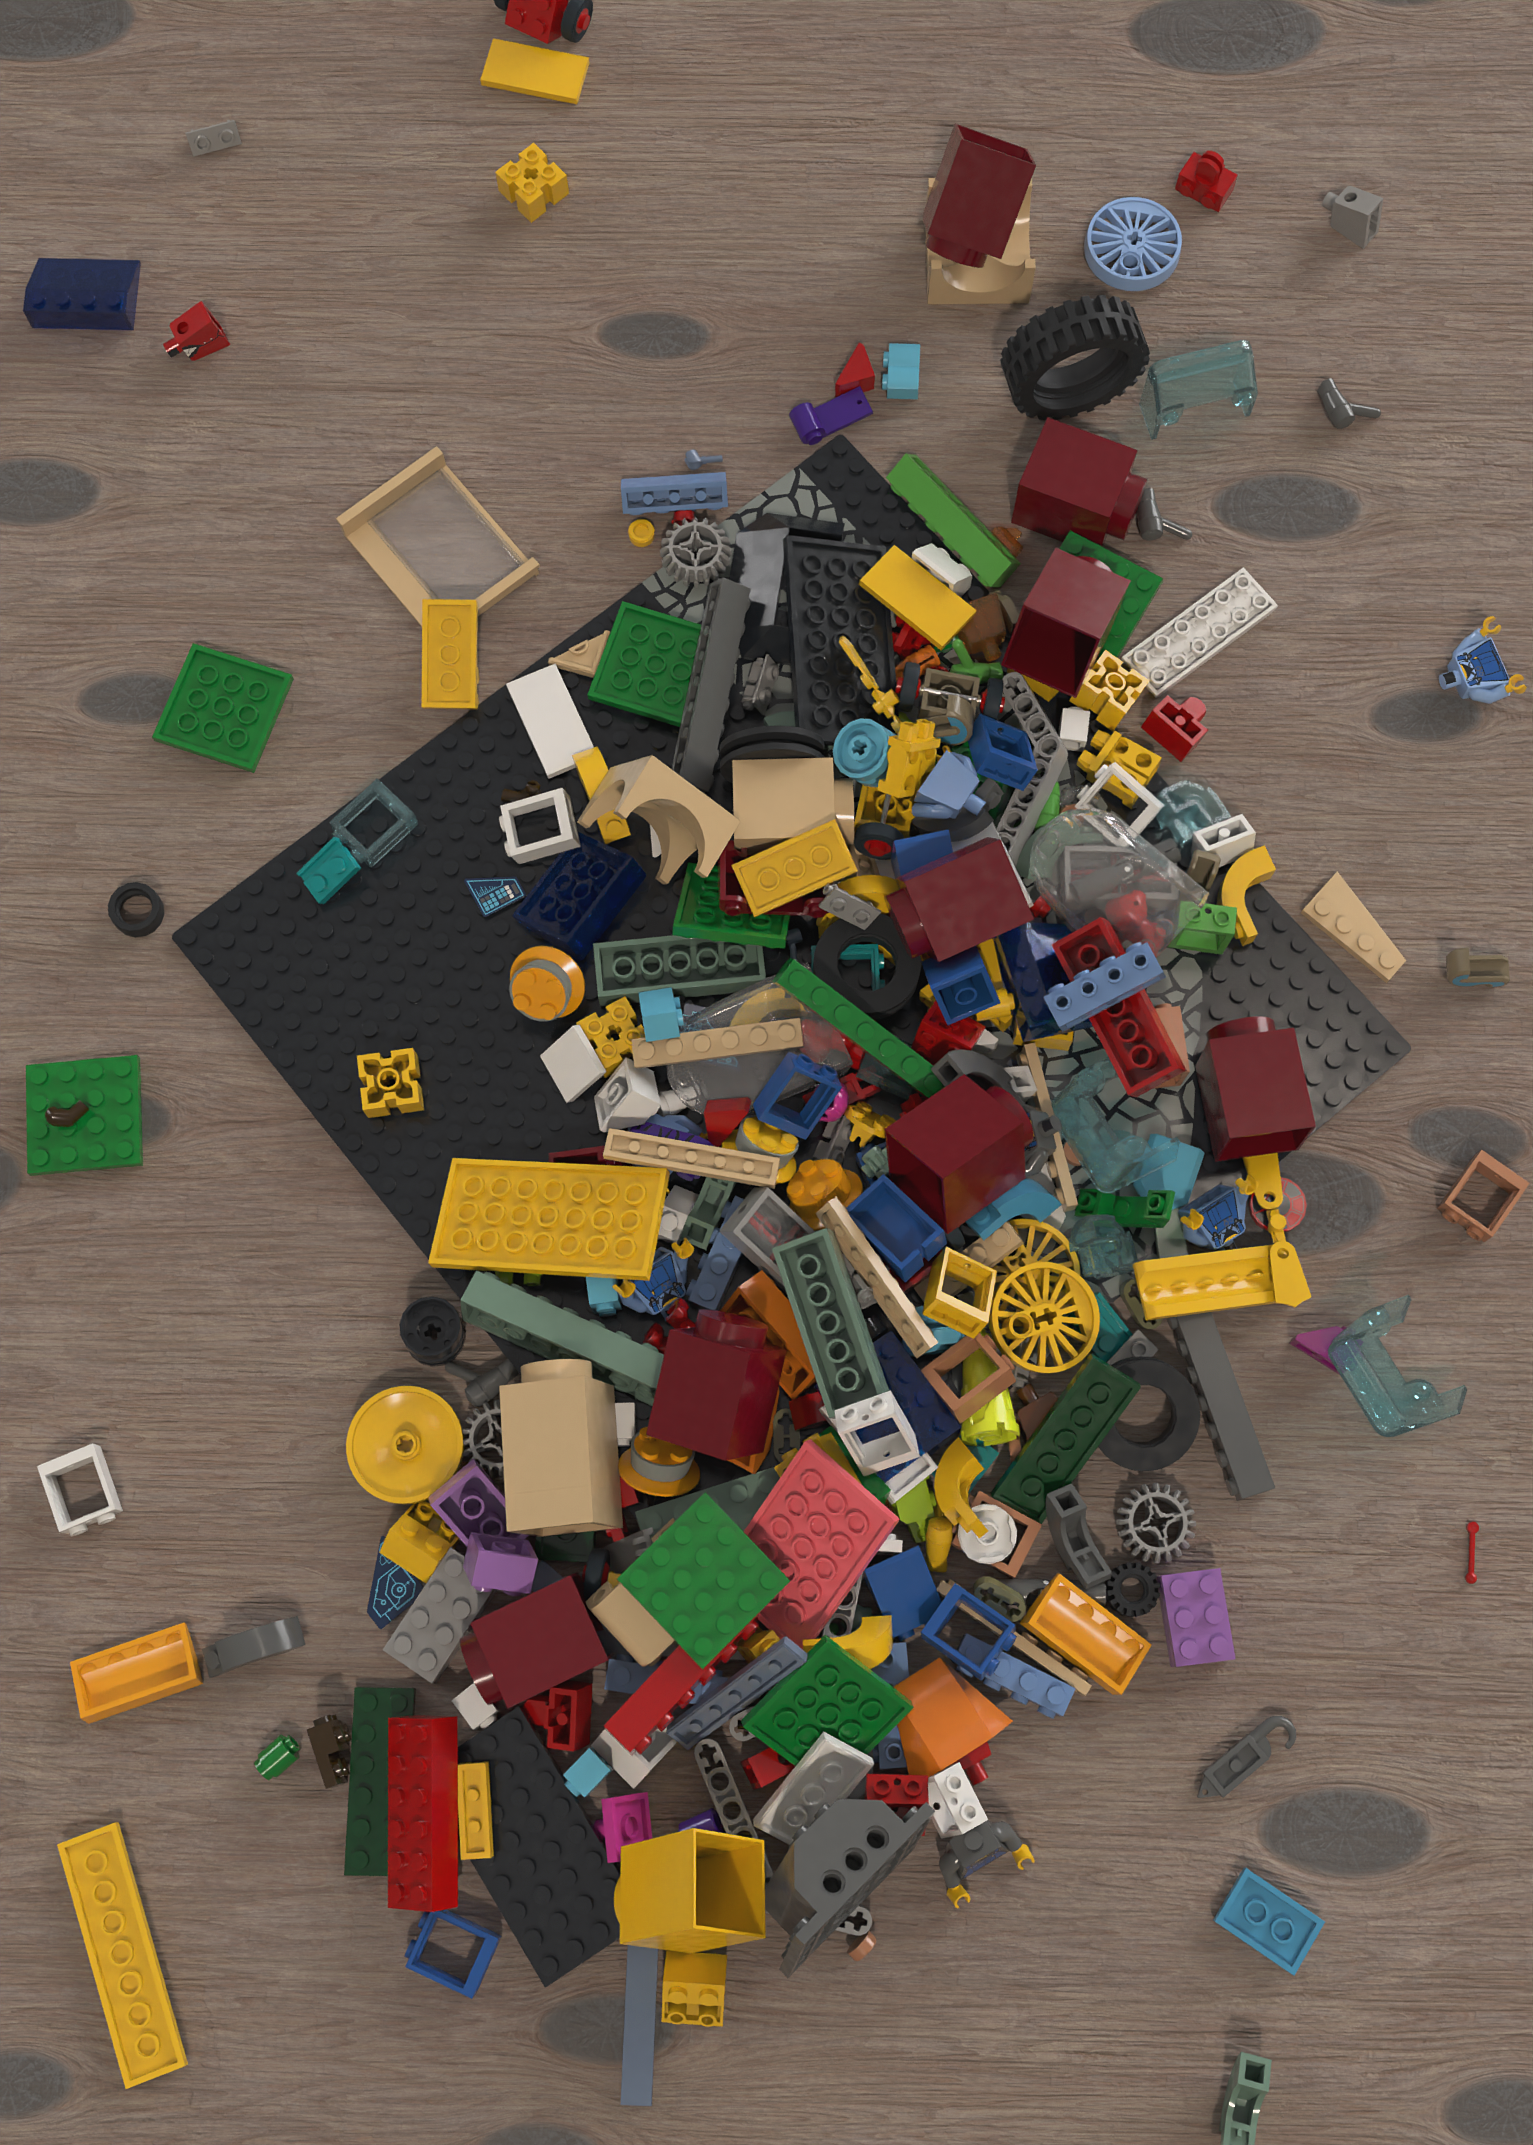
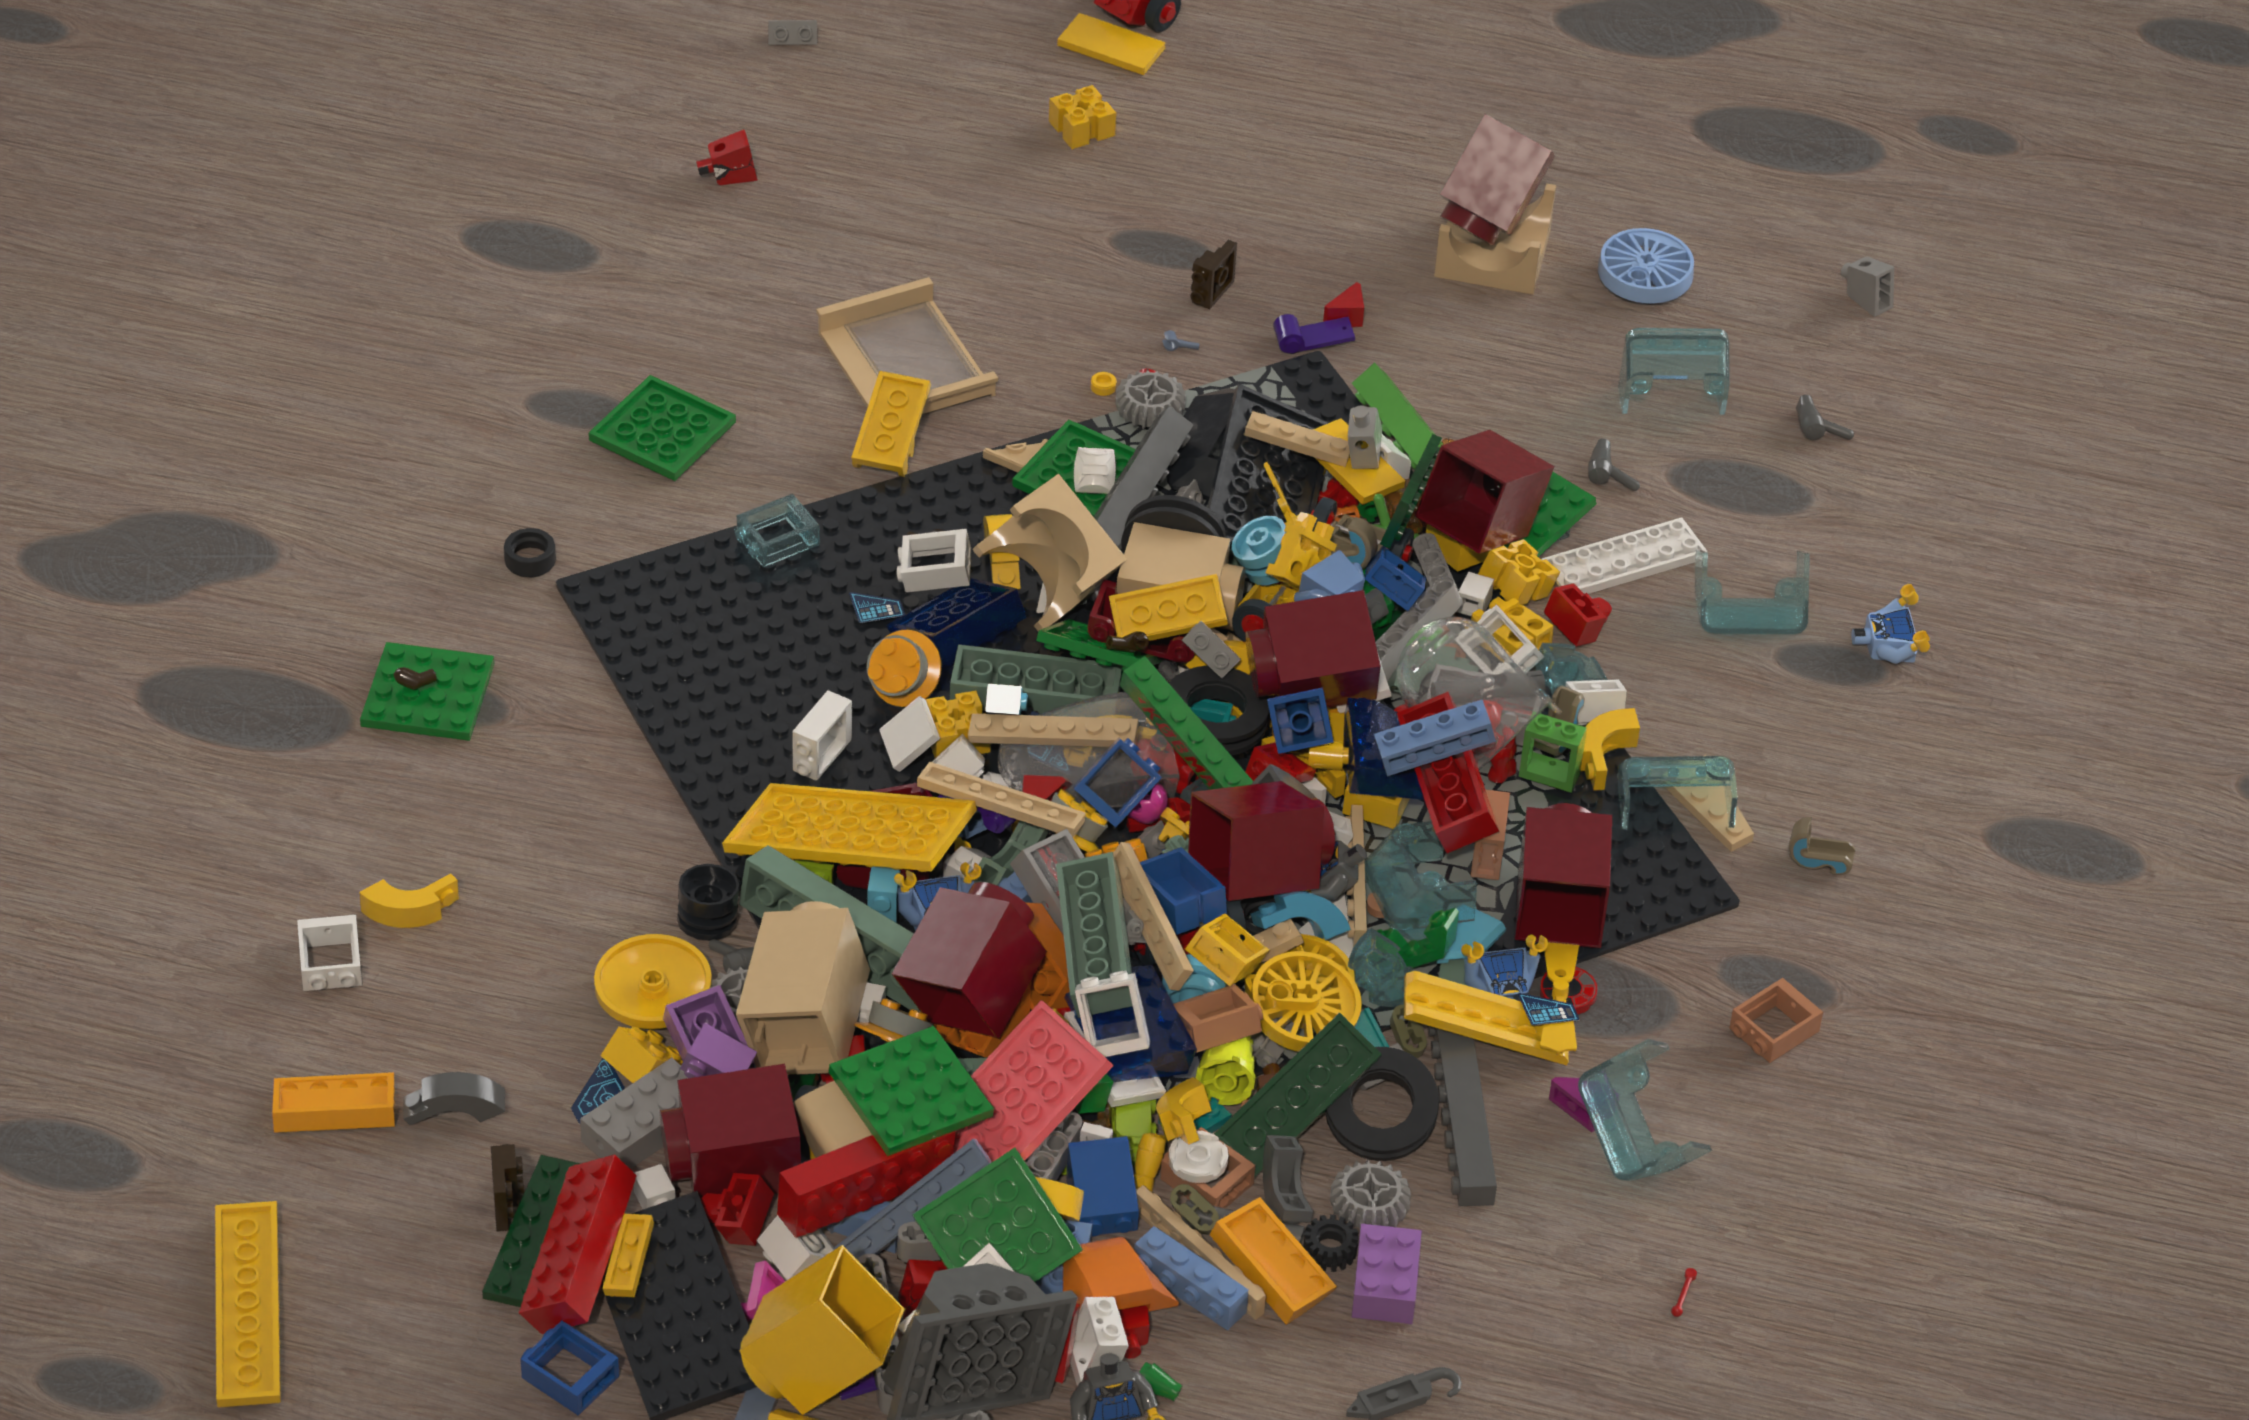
camera: 10 degrees right, 30 degrees down
(82, 294) = (631, 119): clear blue slope -> none
(144, 1408) = (408, 907): none -> yellow arch
(277, 1757) = (449, 1189): green brick -> none
(328, 870) = (723, 554): teal plate -> none
(378, 1072) = (730, 712): yellow brick -> none
(488, 1093) = (821, 735): none -> white window
(550, 719) = (970, 490): white tile -> none
(587, 1773) = (745, 1247): medium azure brick -> none
(667, 669) = (1094, 470): none -> white piece
(674, 493) = (1143, 355): medium blue brick -> none
(716, 369) = (1213, 274): none -> dark brown plate
(771, 915) = (1128, 643): none -> dark brown arm
(862, 590) = (1298, 438): none -> tan plate
(903, 371) = (1392, 314): medium azure brick -> none
(929, 578) = (1367, 427): none -> light grey torso
(944, 1613) = (1153, 1189): blue window -> none
(995, 643) = (1412, 493): none -> dark green plate
(1012, 1809) = (1160, 1381): none -> green cone
(1066, 332) = (1553, 274): black tyre -> none
(1078, 486) = (1537, 410): dark red container -> none
(1206, 180) = (1732, 233): red brick -> none
(1271, 1254) = (1547, 1011): none -> dark blue sticker
(1285, 922) = (1677, 772): none -> clear light blue windscreen
(1343, 673) = (1778, 615): none -> clear light blue windscreen

